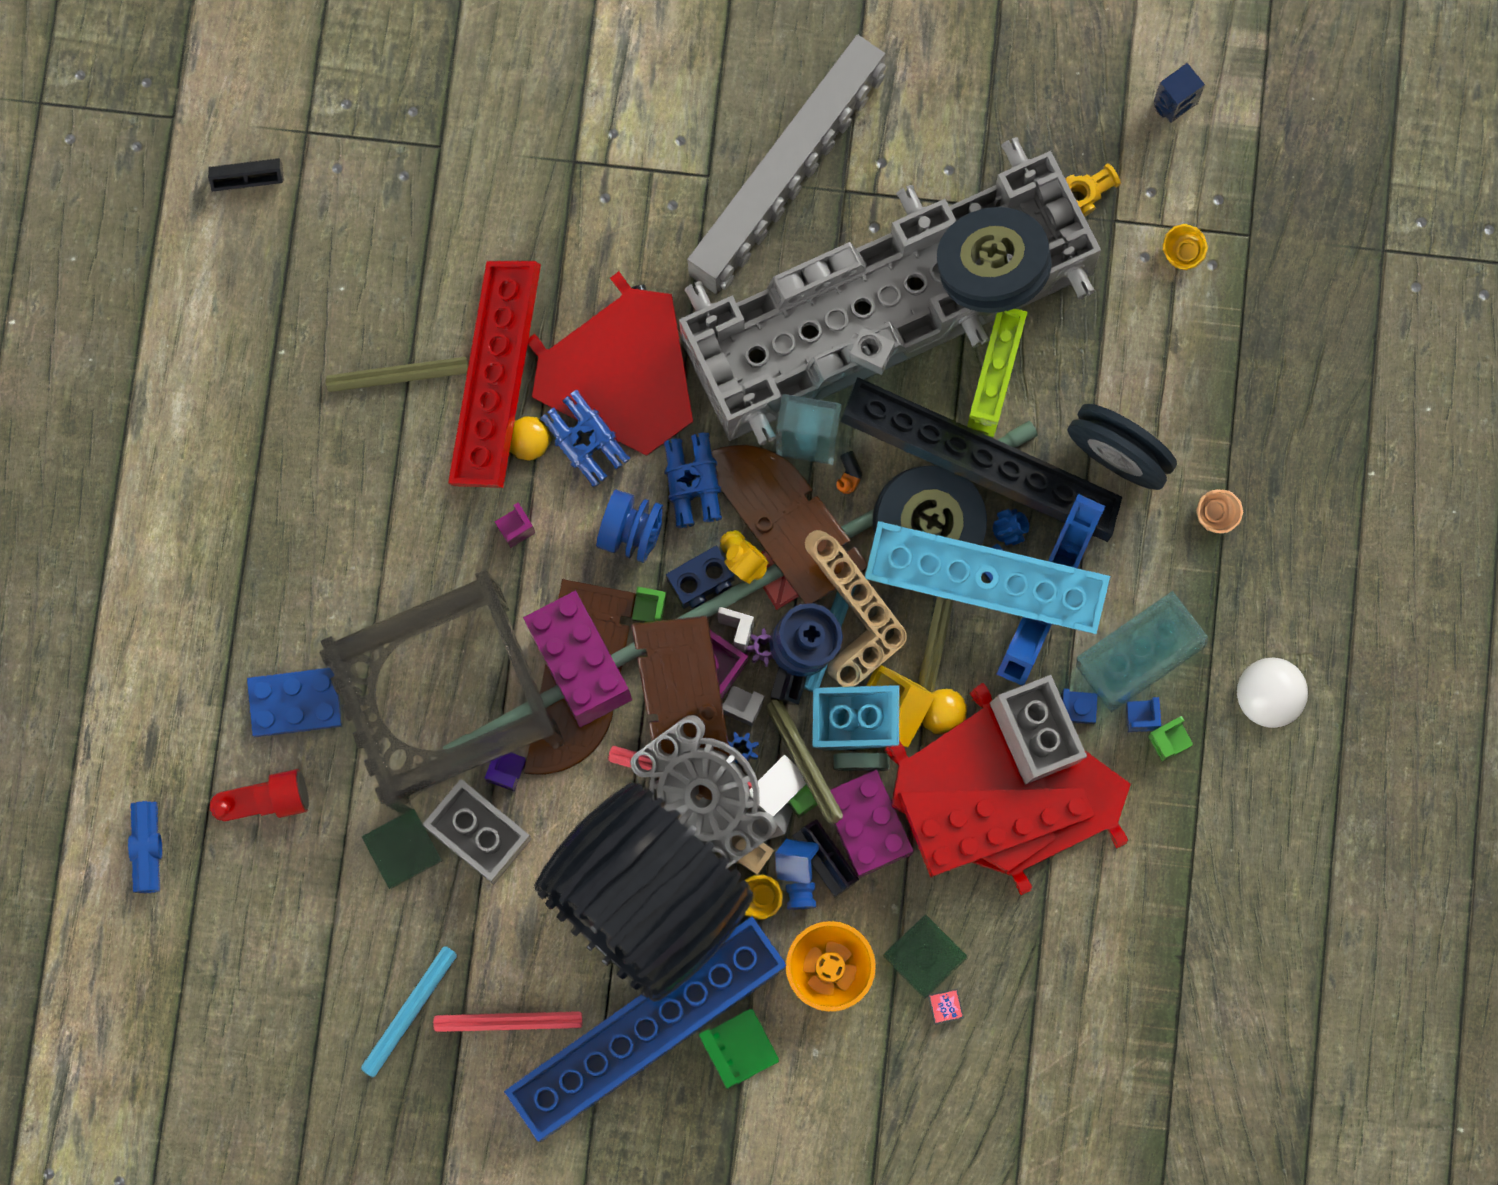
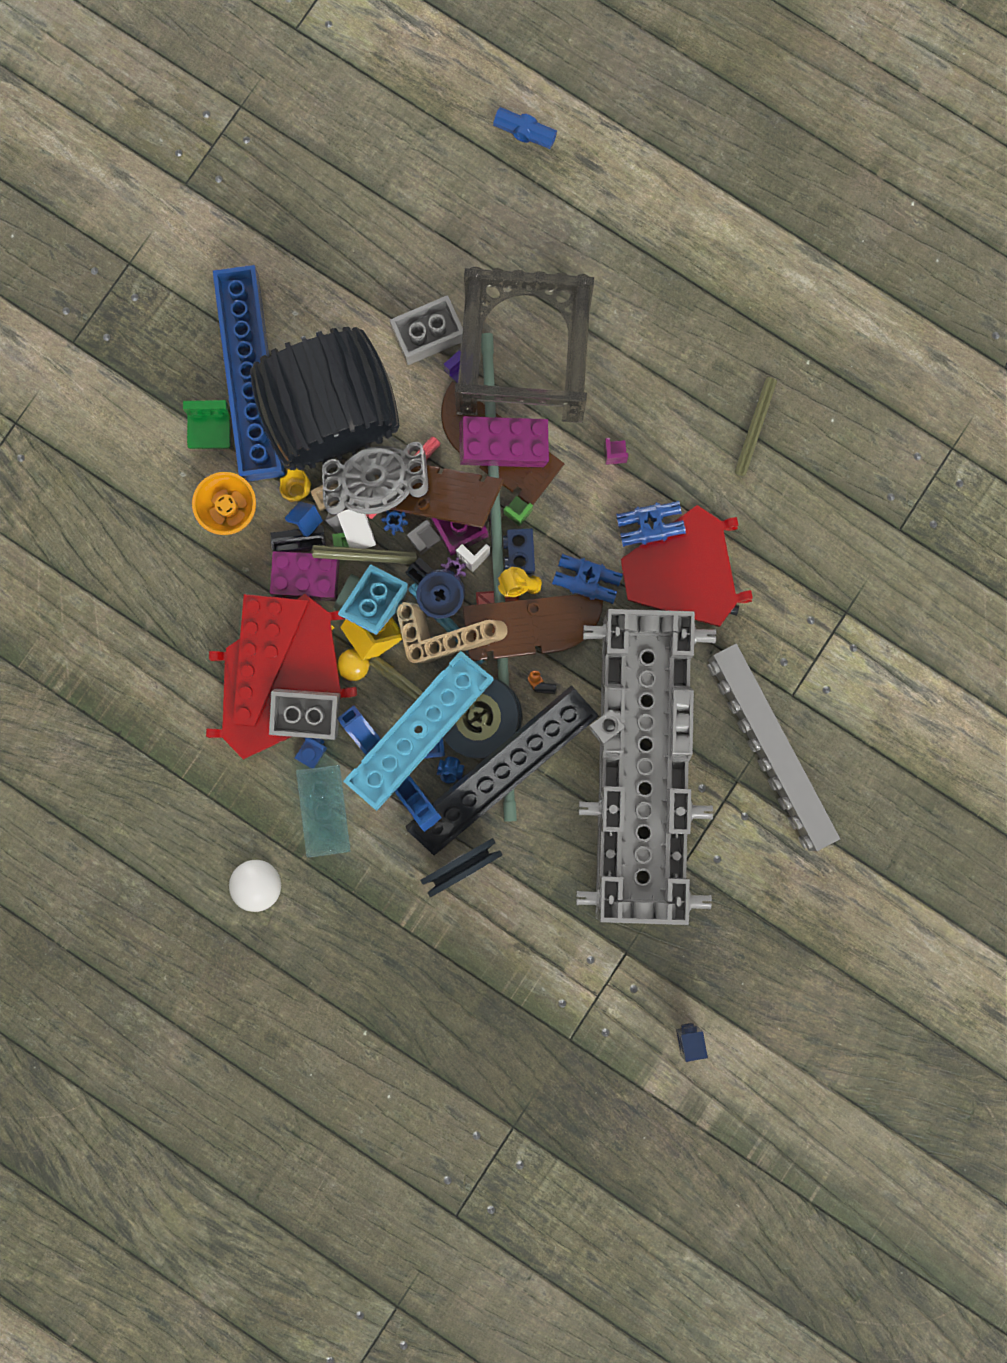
camera: 115 degrees right, 5 degrees up
(245, 169) = (943, 394): black piece -> none
(282, 794) = (515, 220): red piece -> none
(293, 702) = (573, 253): blue plate -> none
(401, 848) = (443, 280): clear green tile -> none
(408, 1011) = (339, 239): medium azure axle -> none
(494, 374) = (724, 486): red plate -> none
(507, 1021) = (301, 295): coral axle -> none
(529, 438) = (670, 488): yellow hair -> none
(629, 526) = (572, 524): blue wheel -> none
(800, 896) = (280, 510): blue wheel -> none
(808, 429) = (579, 663): clear light blue brick -> none
(925, 956) = (203, 571): clear green tile -> none
(945, 1006) = (166, 568): tile -> none
(991, 236) = (610, 832): black wheel -> none
(996, 371) = (557, 812): lime fence -> none
(1093, 186) = (655, 947): yellow connector -> none
(1143, 715) = (282, 791): blue panel -> none
(1170, 739) = (258, 801): bright green panel -> none
(1185, 247) = (581, 989): yellow hair -> none
(1219, 511) = (389, 914): light nougat hair -> none

